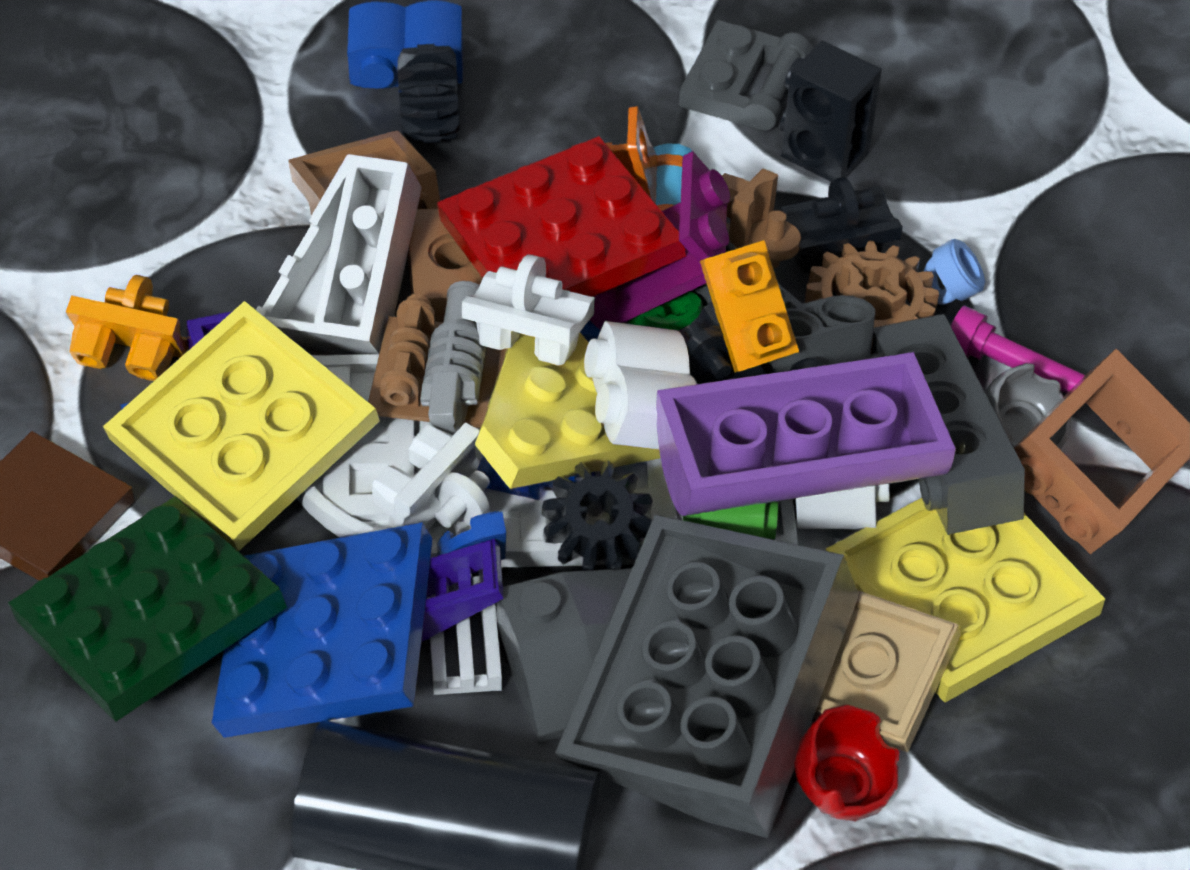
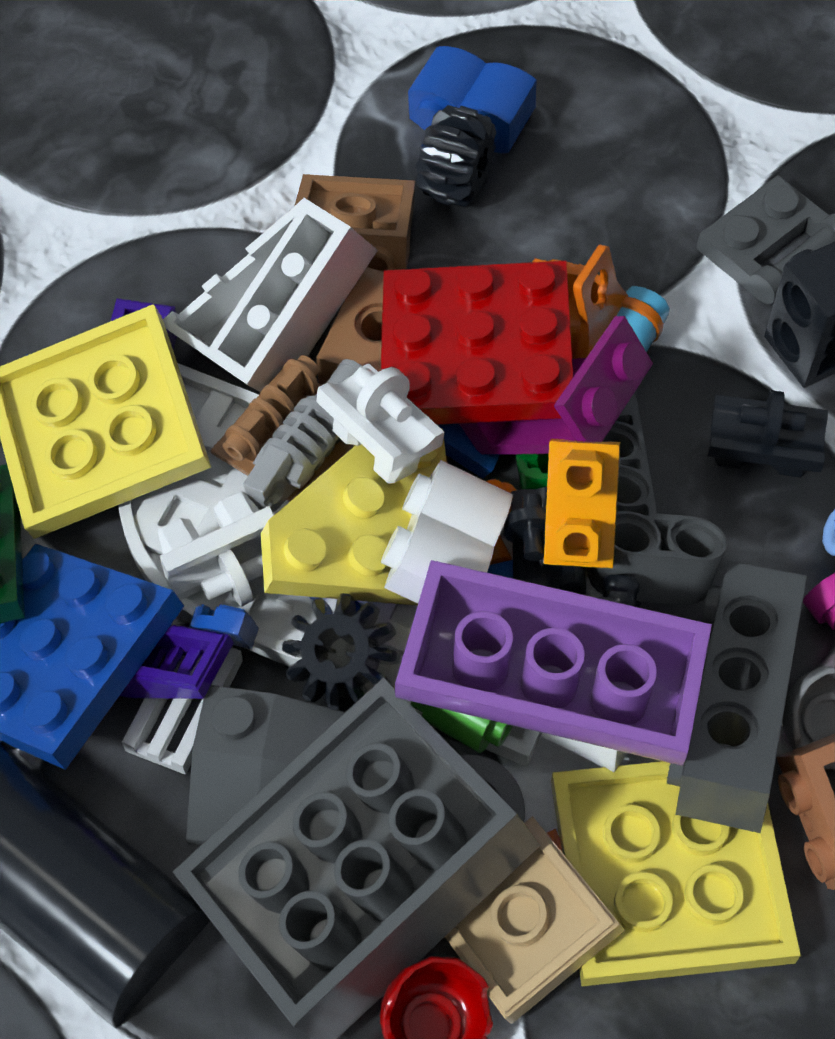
camera: 30 degrees right, 10 degrees up
(128, 319) = (48, 277): light orange hips -> none
(755, 218) = (671, 402): medium nougat hips -> none
(877, 279) = (761, 516): medium nougat gear -> none

